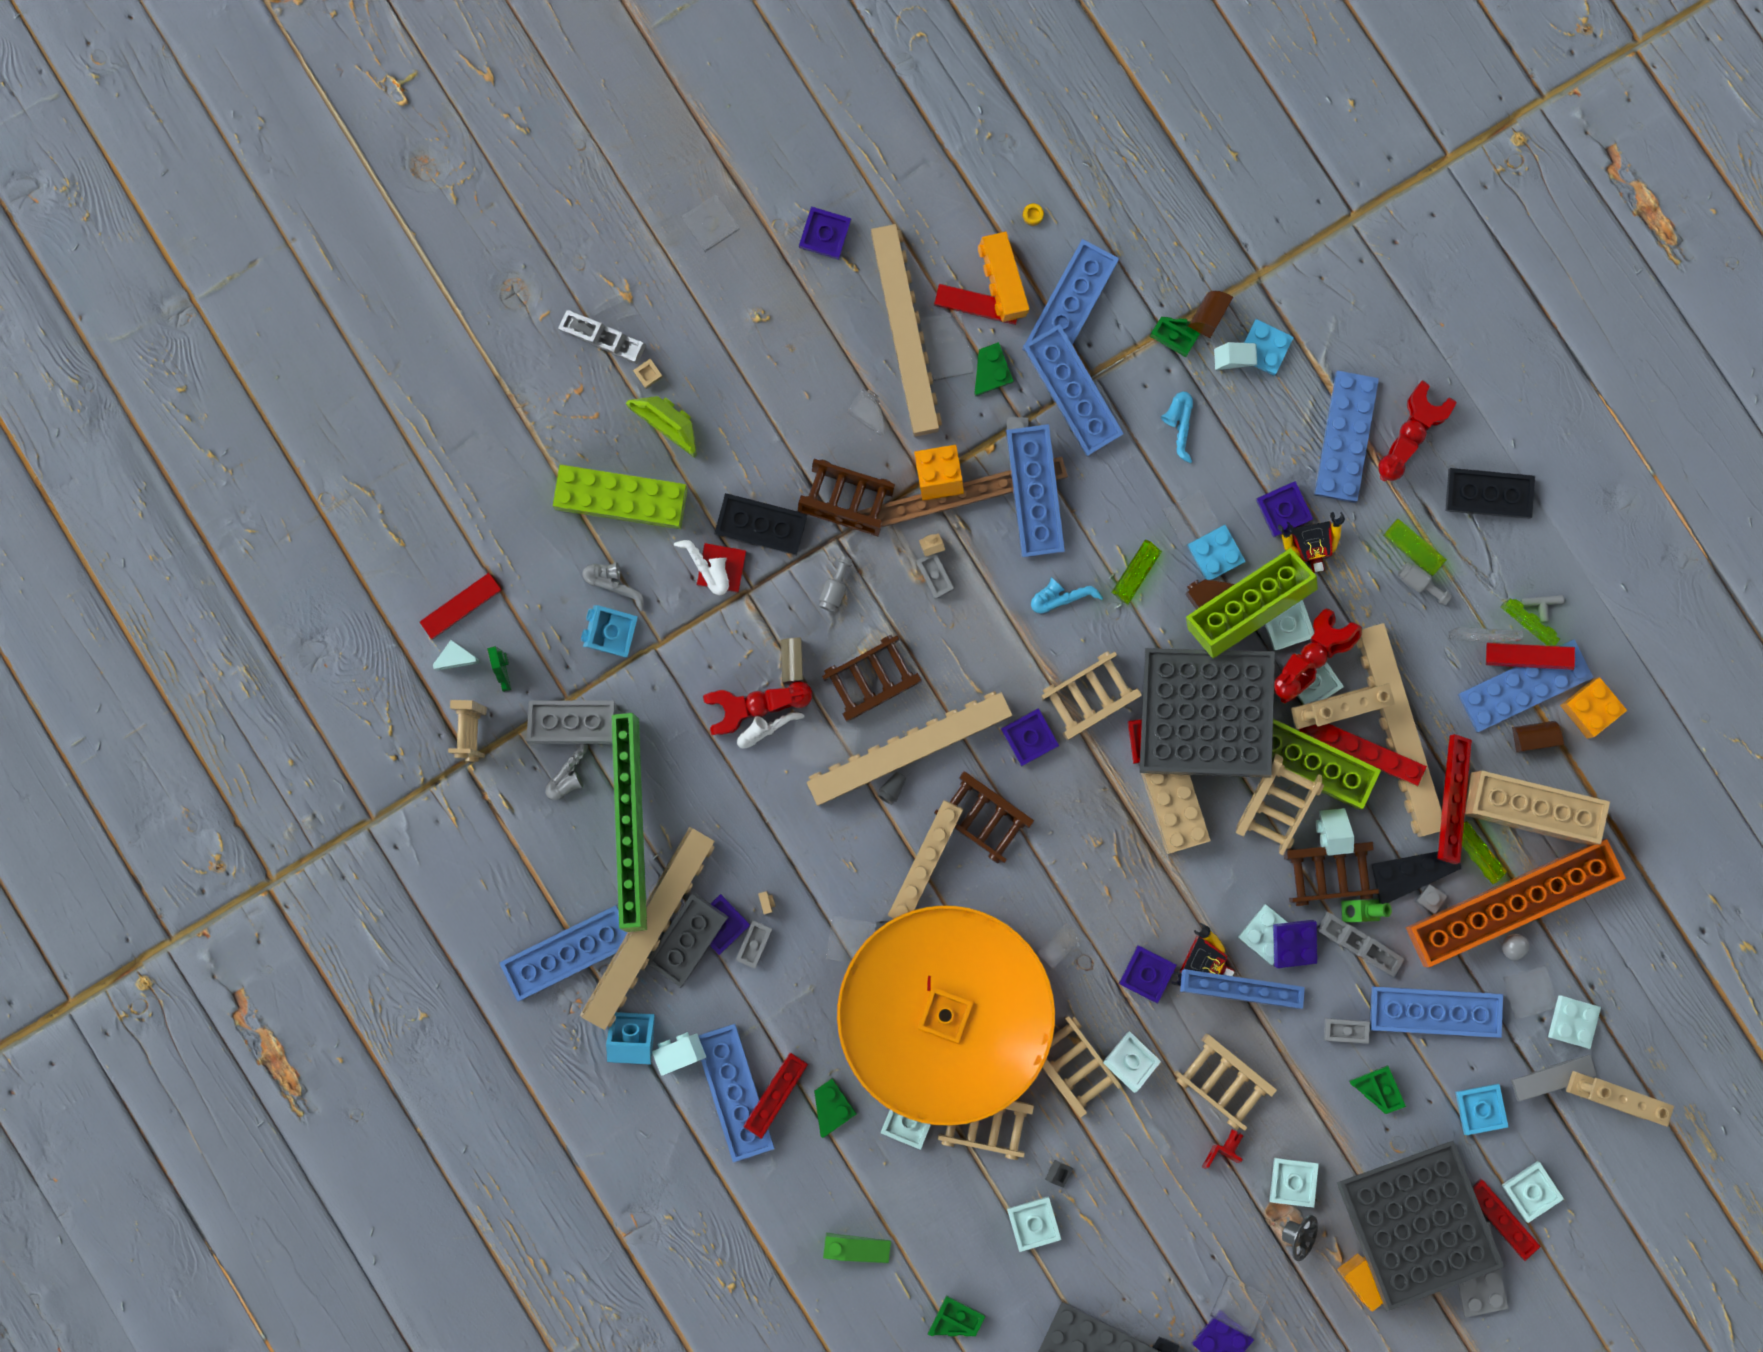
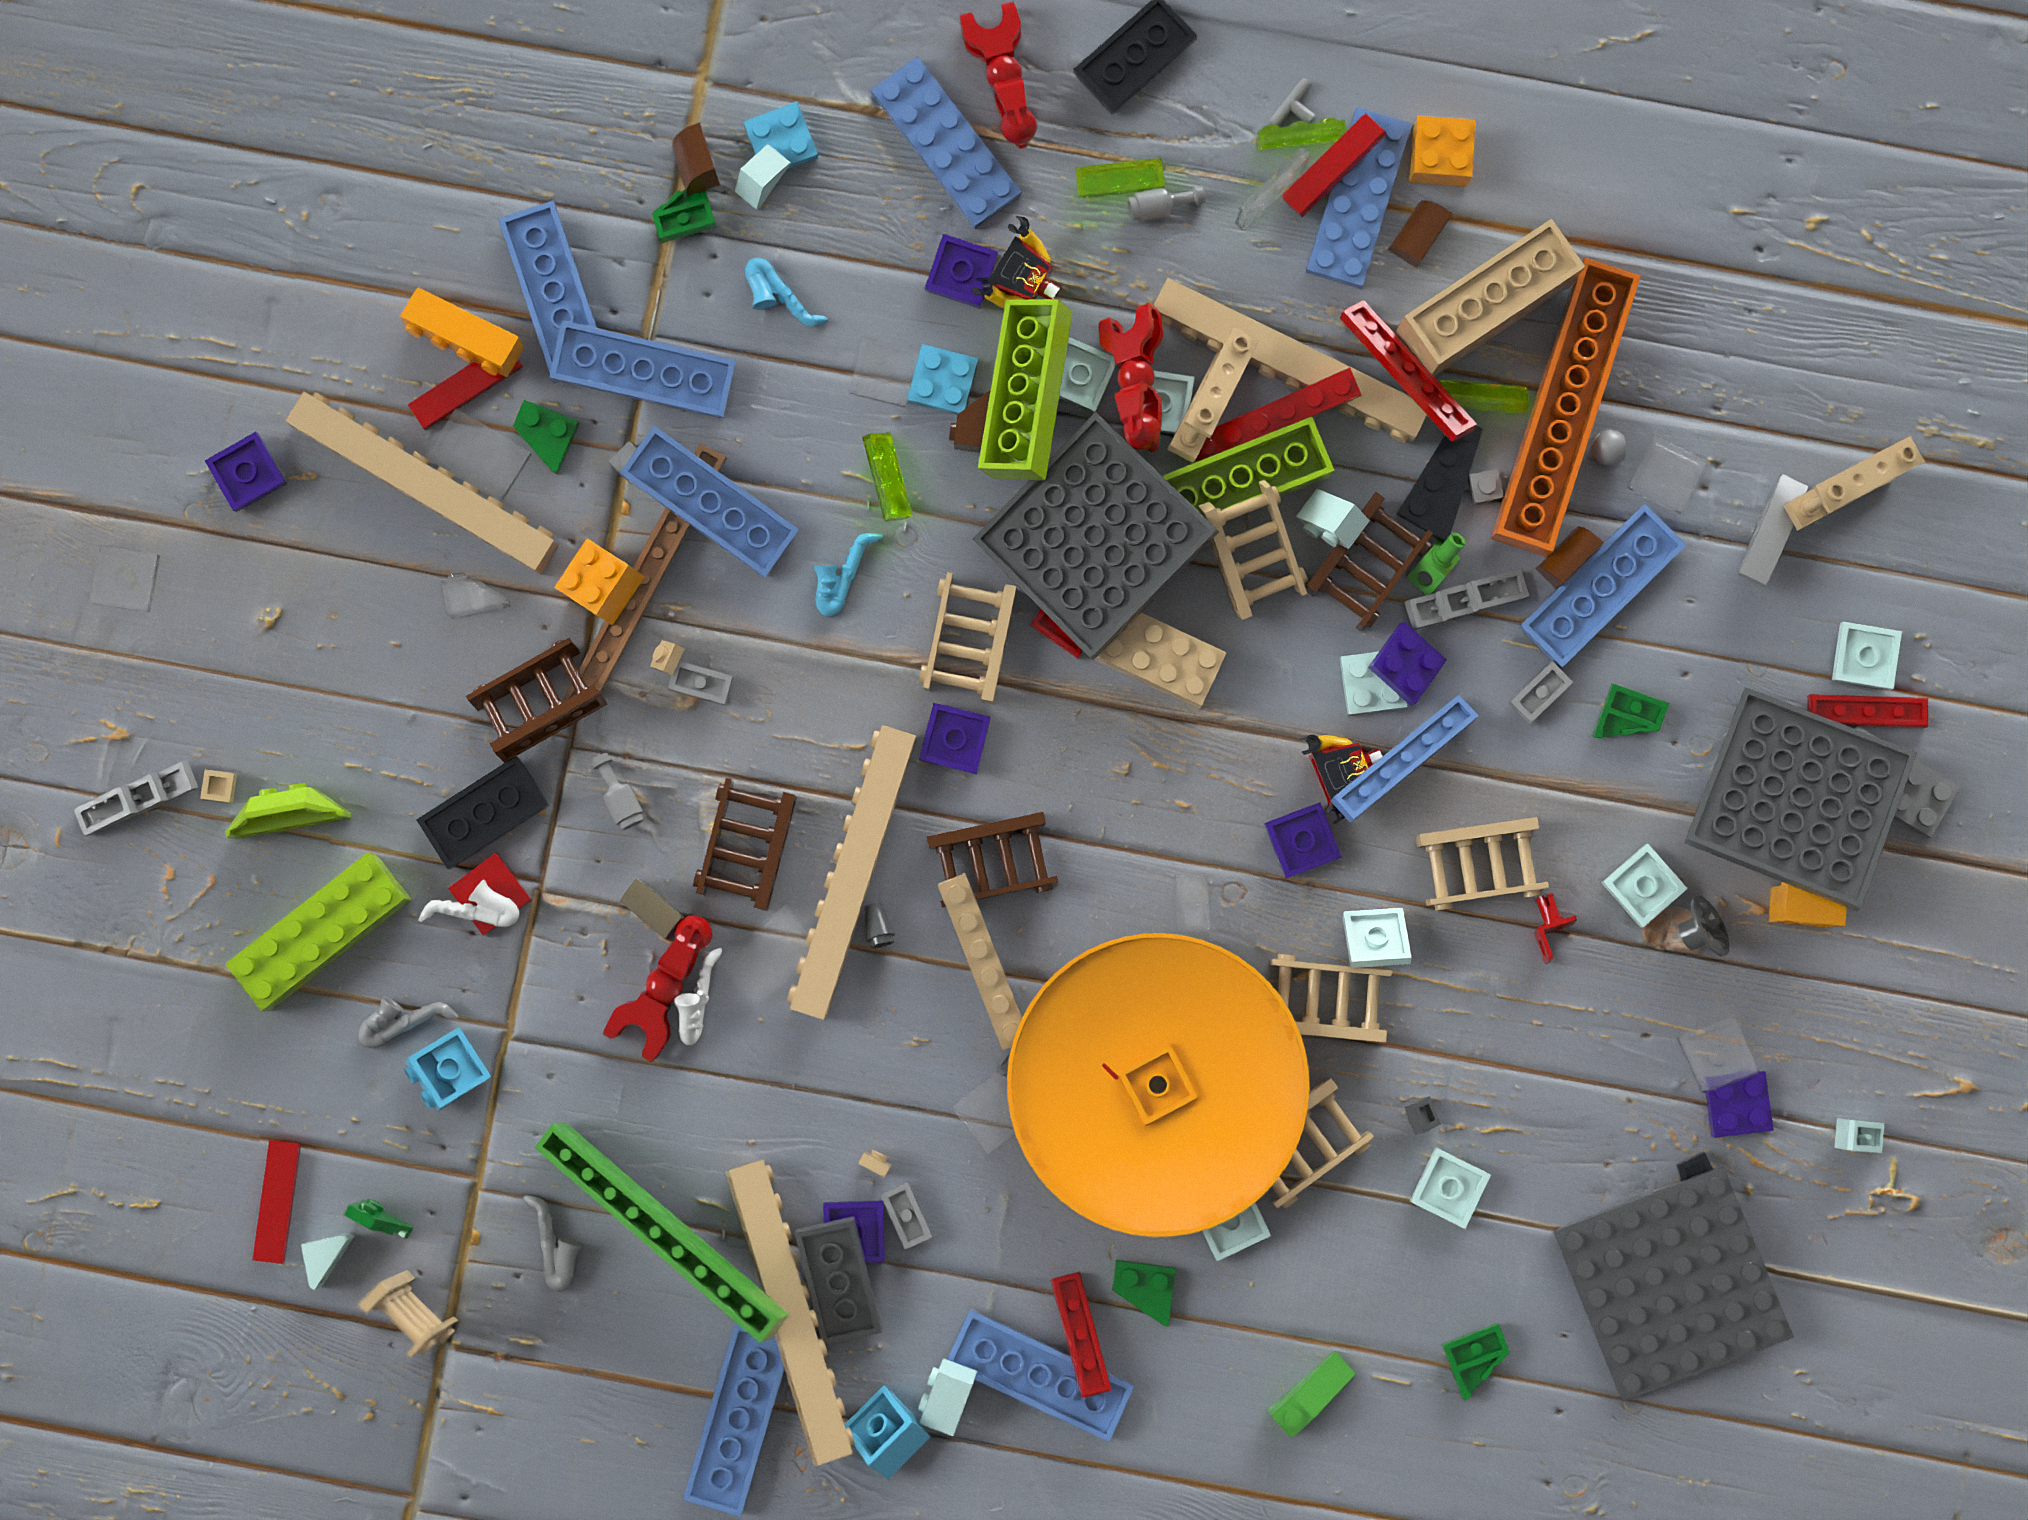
camera: 50 degrees left, 0 degrees up
(570, 722) = (502, 1197): light grey plate -> none
(1033, 214) = (427, 245): yellow tile -> none
(1435, 978) = (1569, 556): none -> reddish brown brick
(1481, 1109) = (1739, 630): medium azure plate -> none
(1574, 1022) = (1735, 459): light aqua plate -> none

